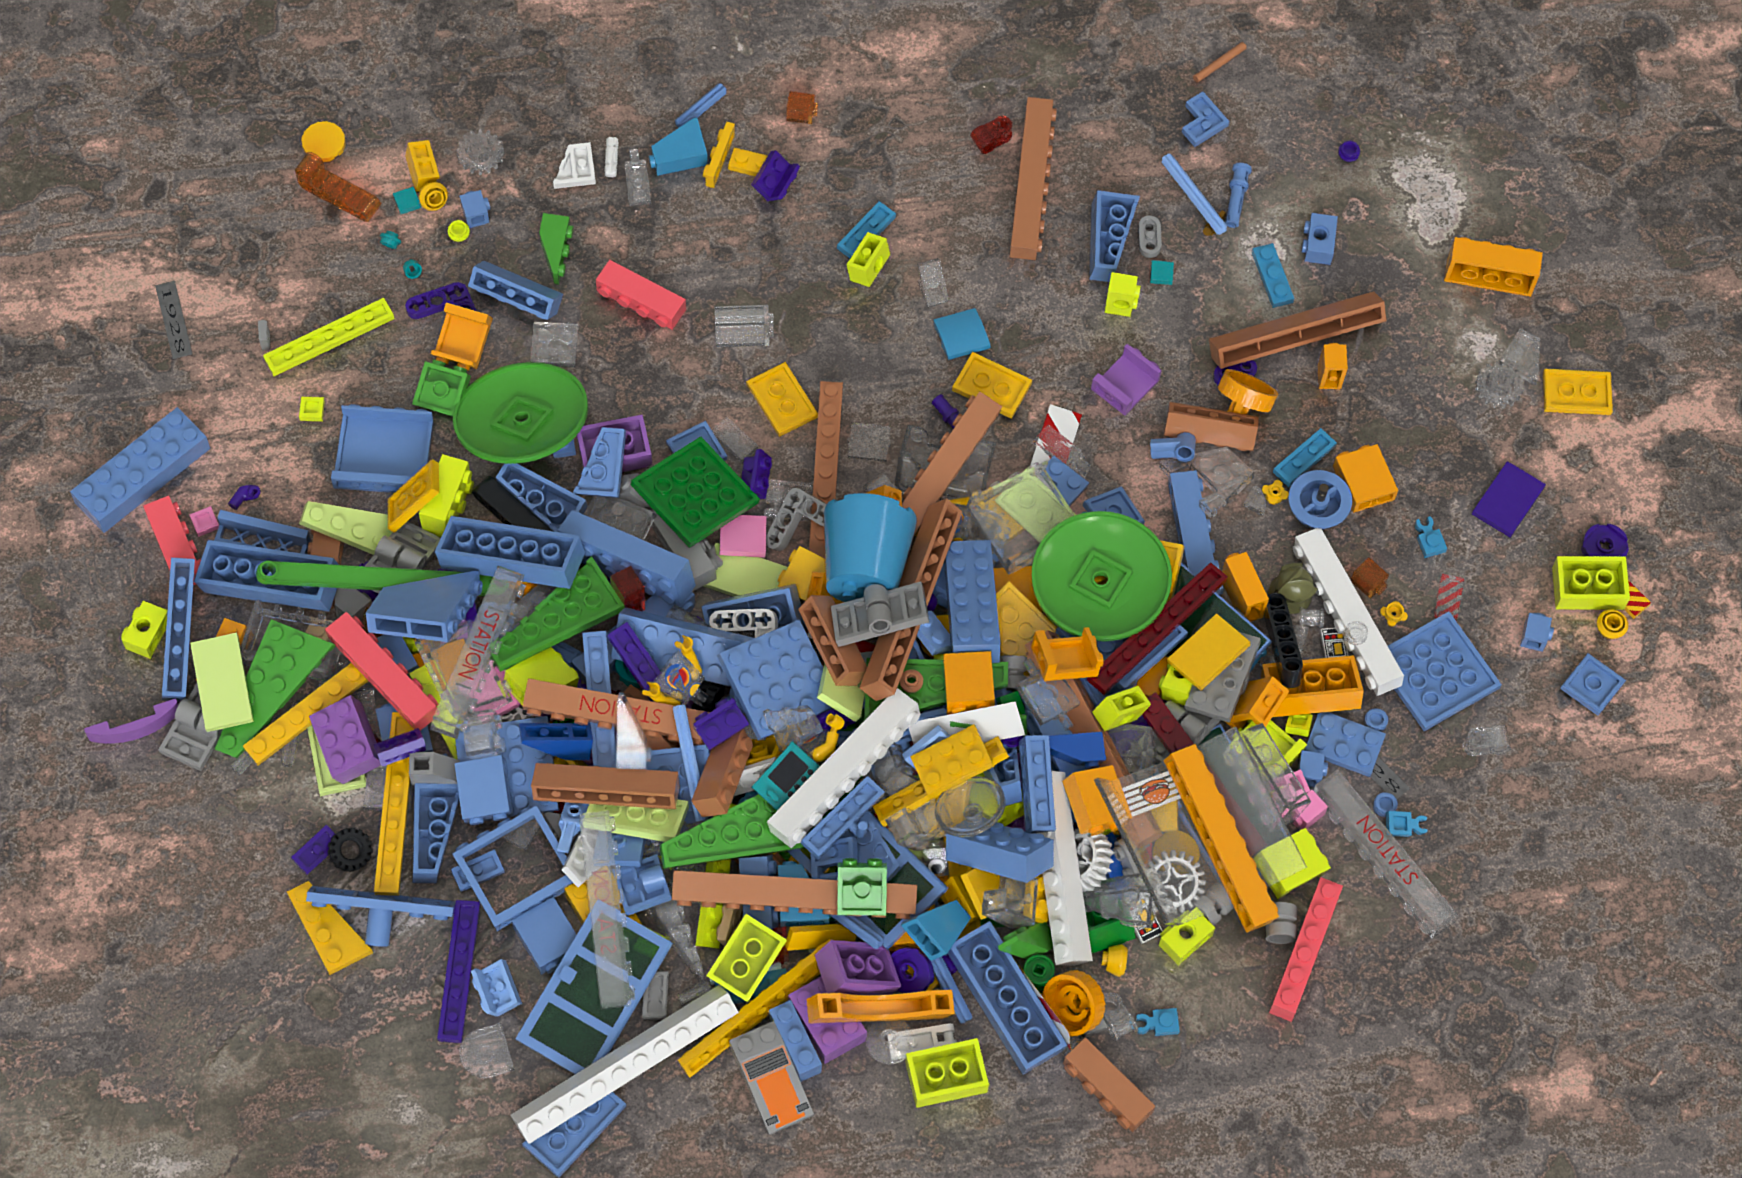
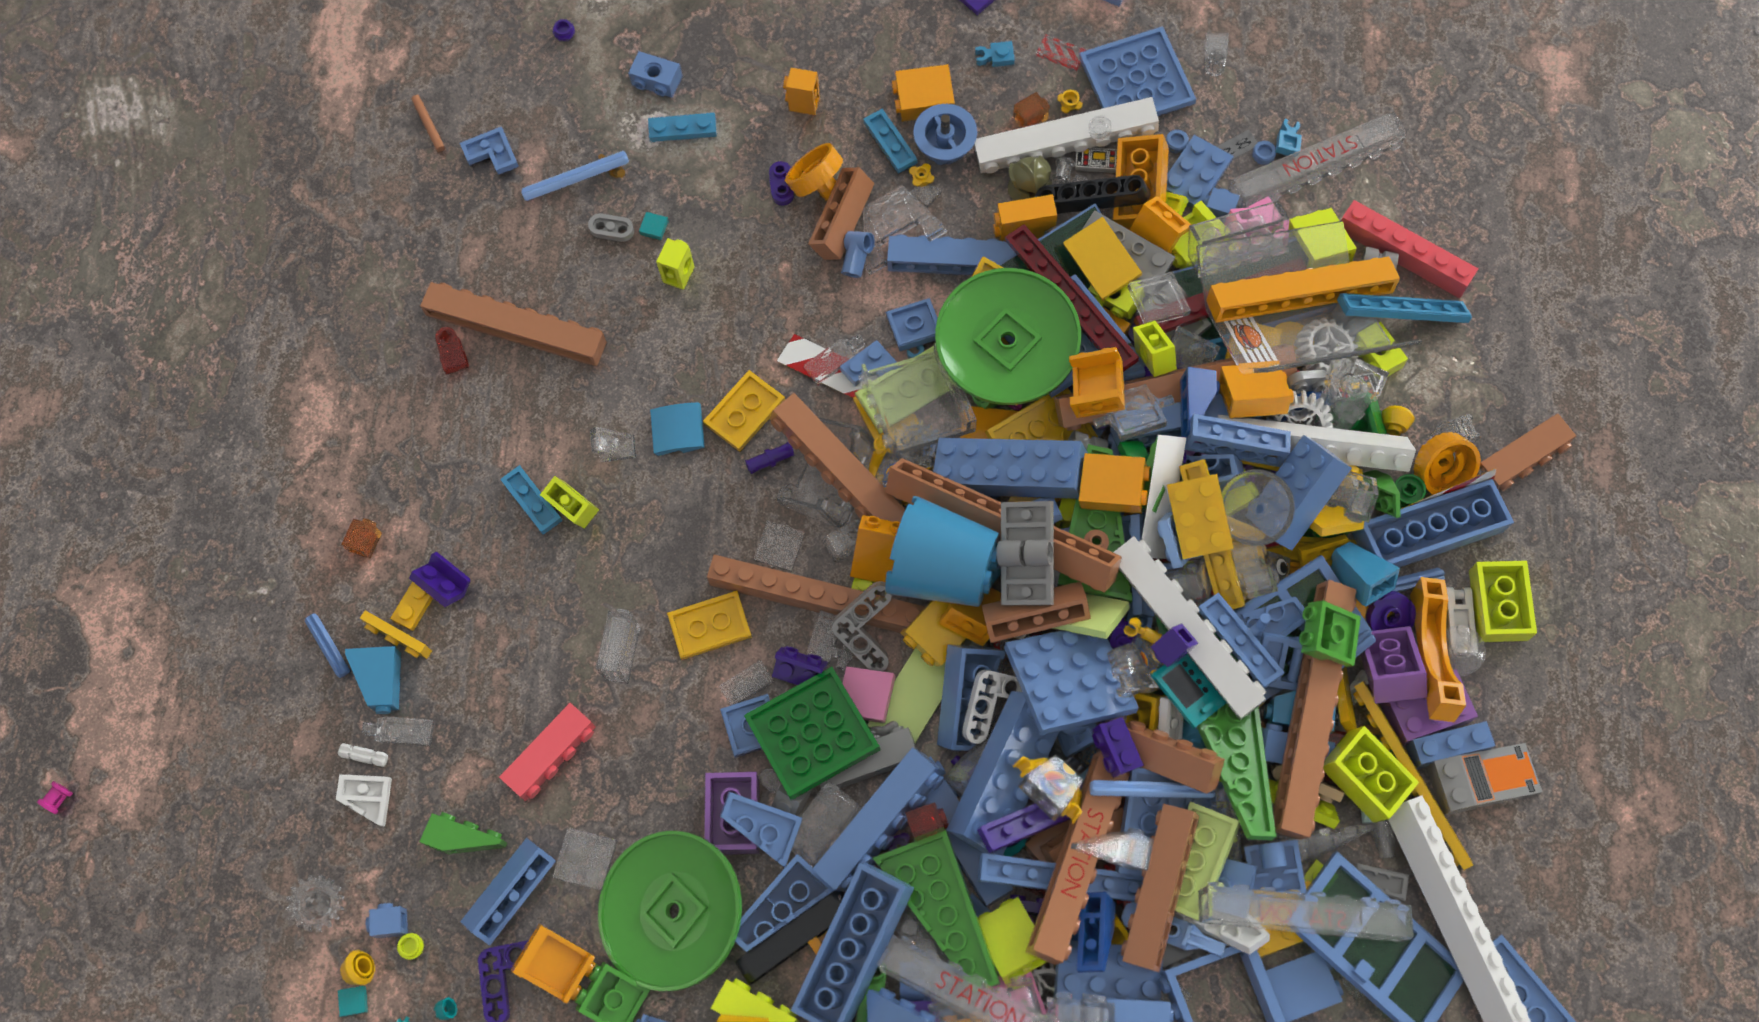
camera: 70 degrees left, 5 degrees up
(421, 163) = (312, 975): yellow hinge -> none
(820, 751) = (1174, 645): none -> dark purple brick
(1109, 229) = (600, 262): medium blue wedge -> none
(1127, 380) = (768, 282): medium lavender panel -> none
(1162, 1021) = (1462, 393): dark azure plate -> none
(1177, 707) = (1159, 298): none -> clear tile
(1232, 945) = (1404, 308): none -> dark azure tile
(1238, 187) = (576, 134): medium blue pin -> none
(1297, 330) = (753, 116): nougat brick -> none

